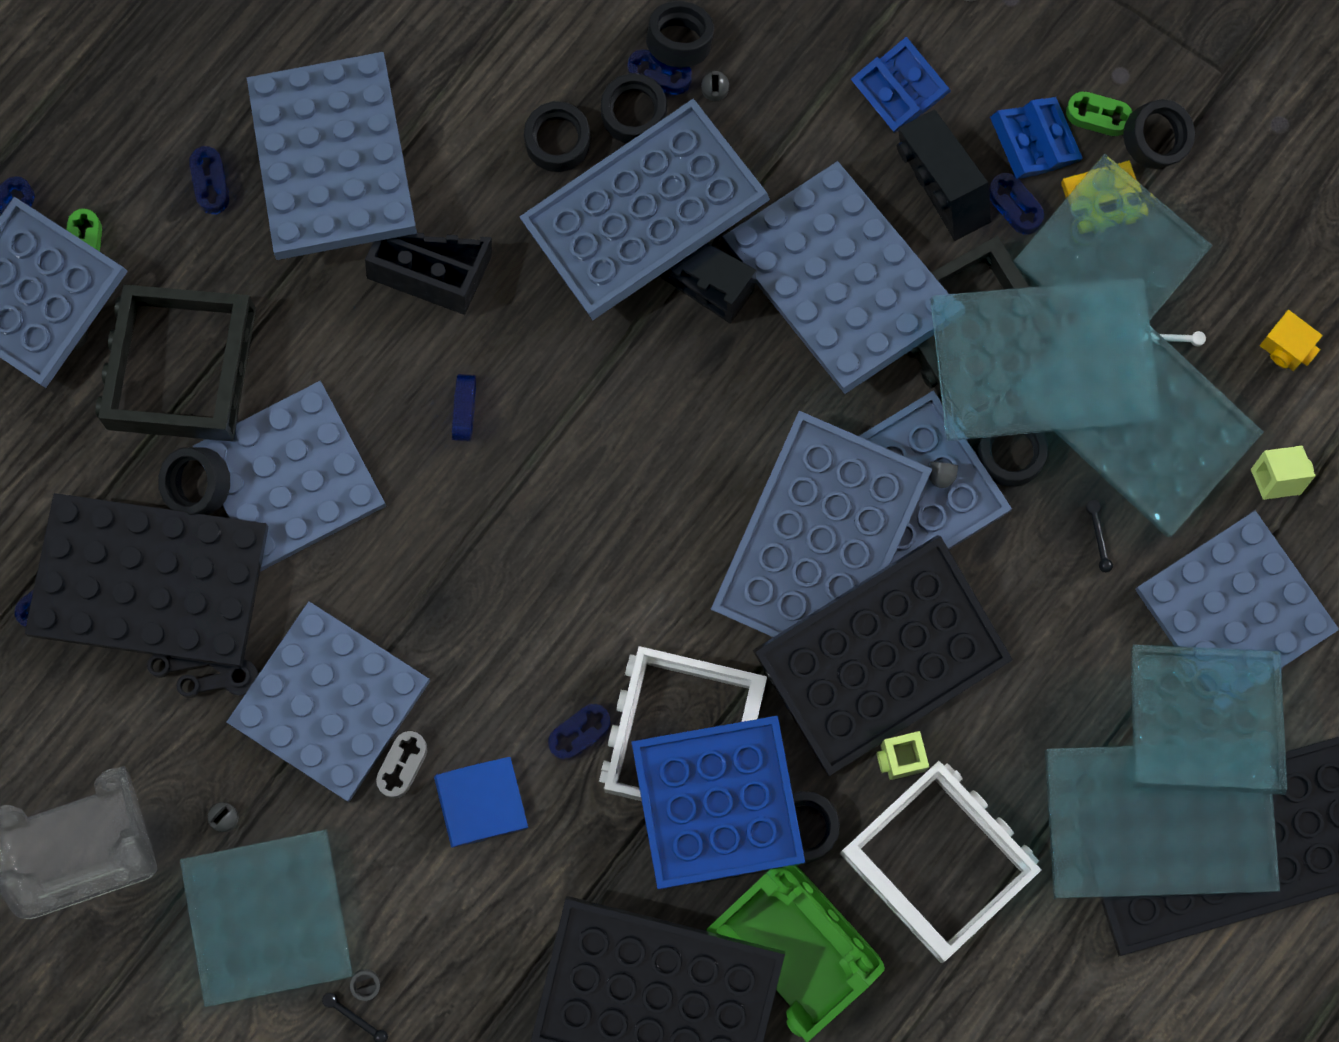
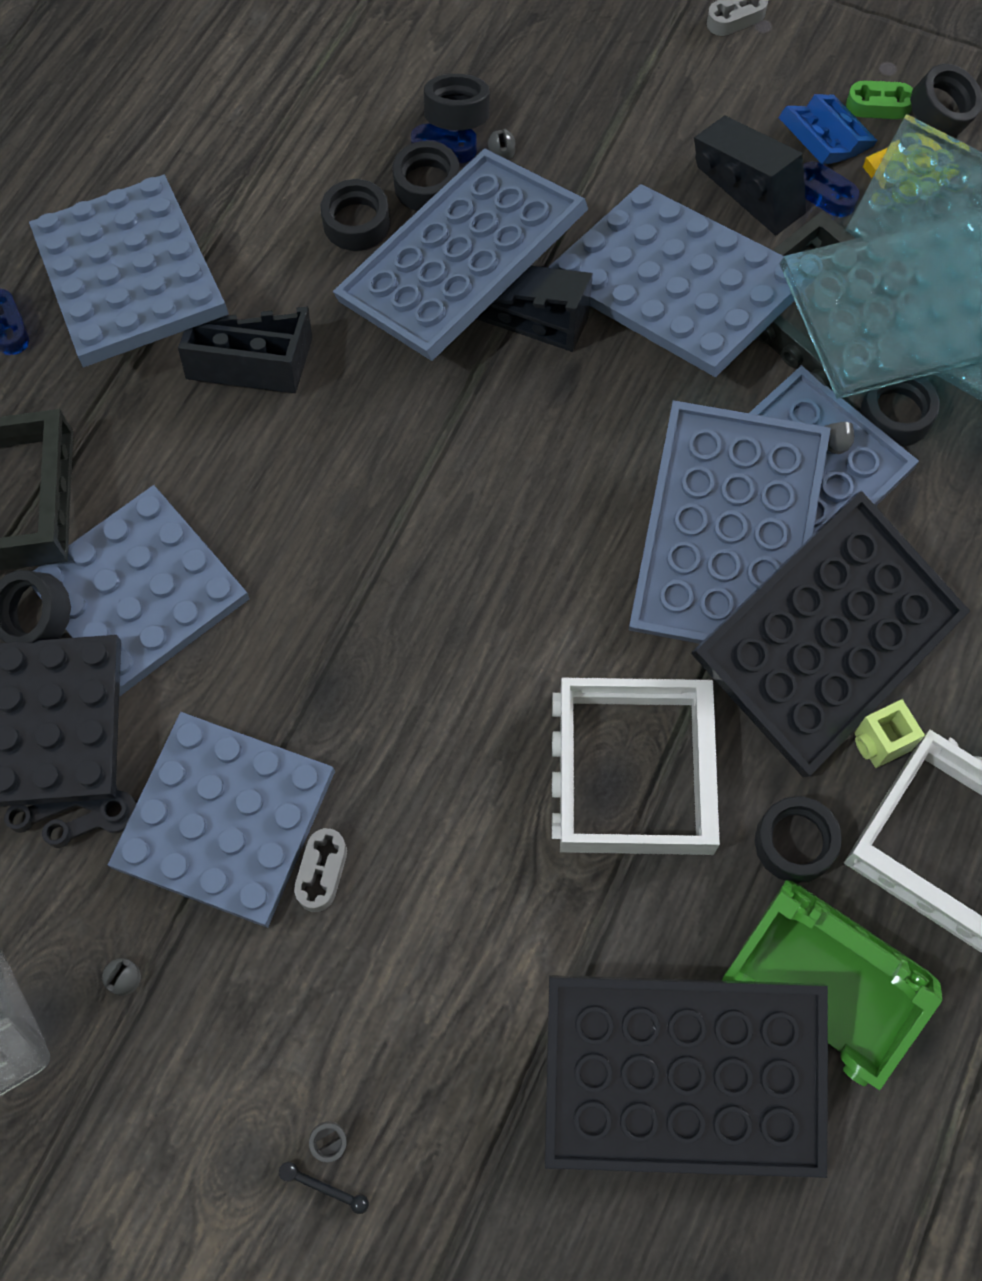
camera: 10 degrees left, 10 degrees down
(266, 918) = (192, 1088): clear light blue plate -> none
(464, 407) = (313, 480): clear blue beam -> none
(480, 802) = (421, 892): blue slope -> none
(584, 739) = (523, 796): clear blue beam -> none
(717, 802) = (698, 828): blue plate -> none
(900, 85) = (681, 109): blue slope -> none

